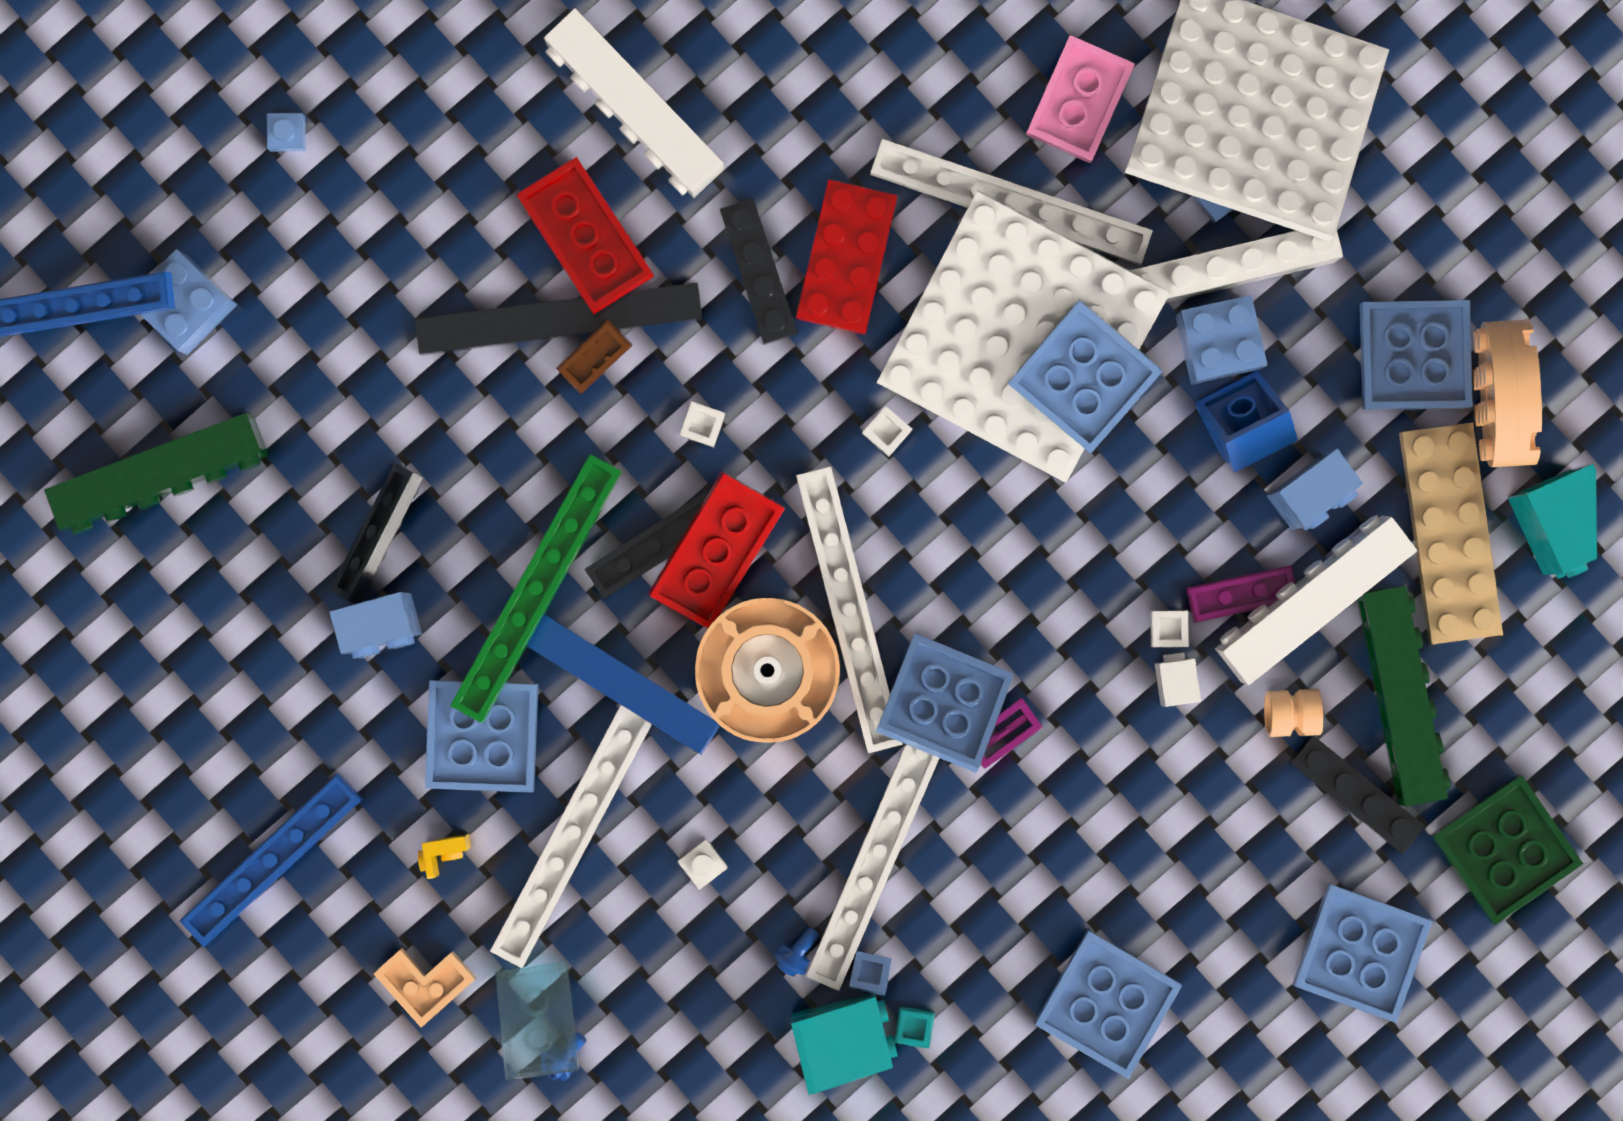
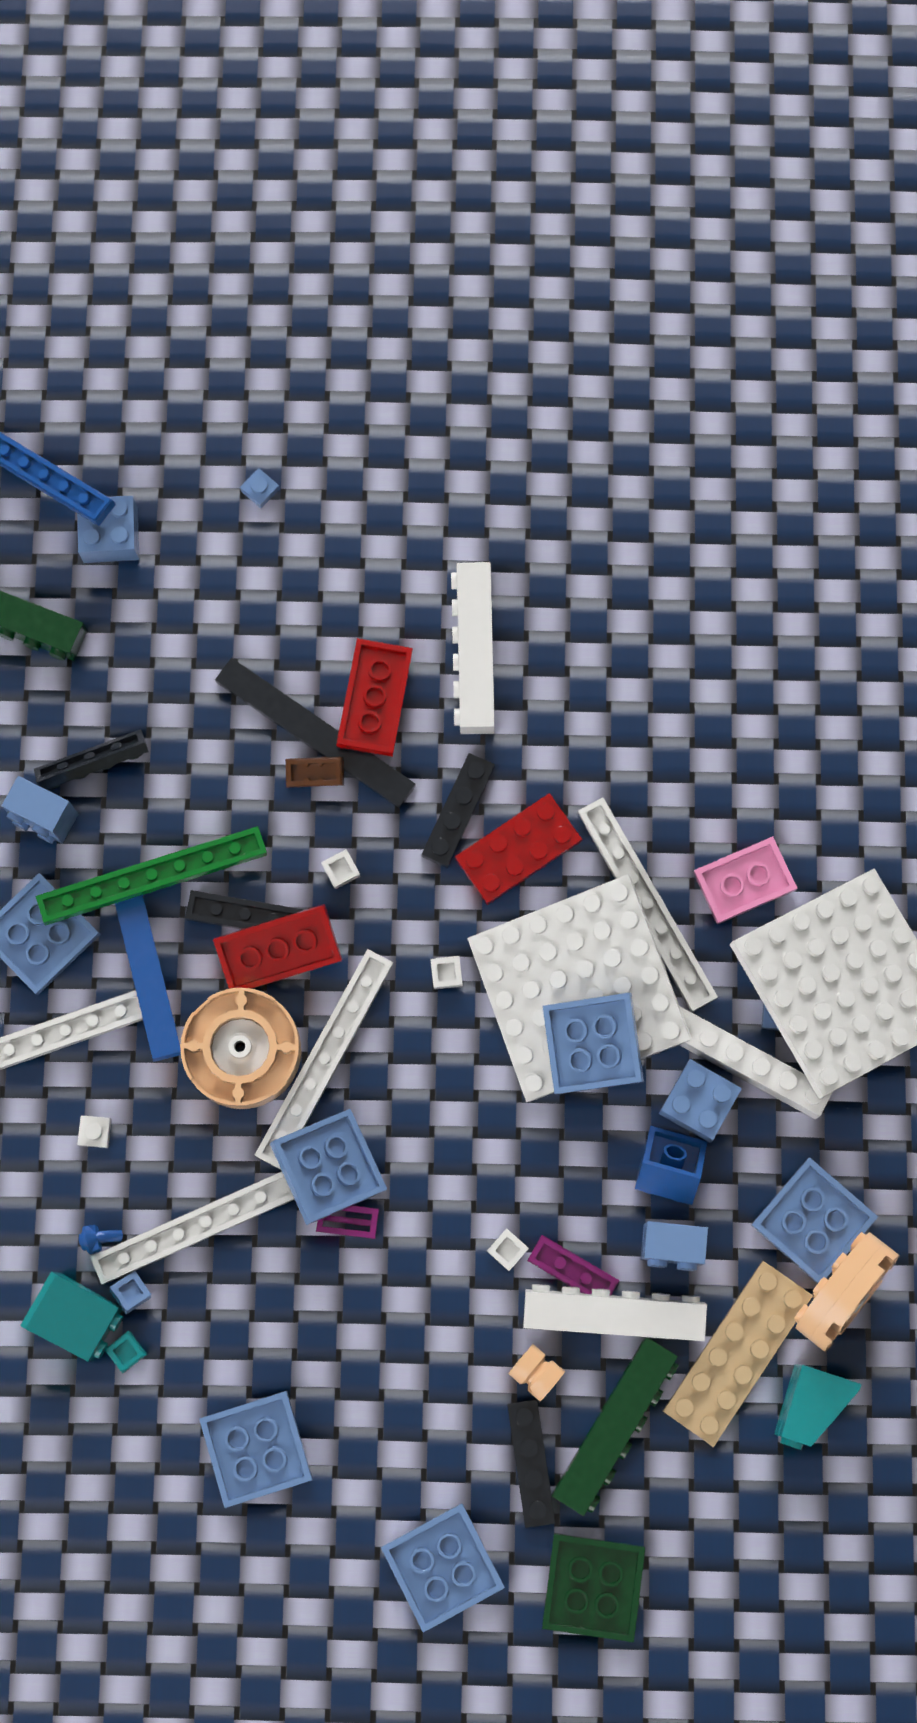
camera: 45 degrees right, 10 degrees down
(1177, 680) = (483, 1285): white brick -> none

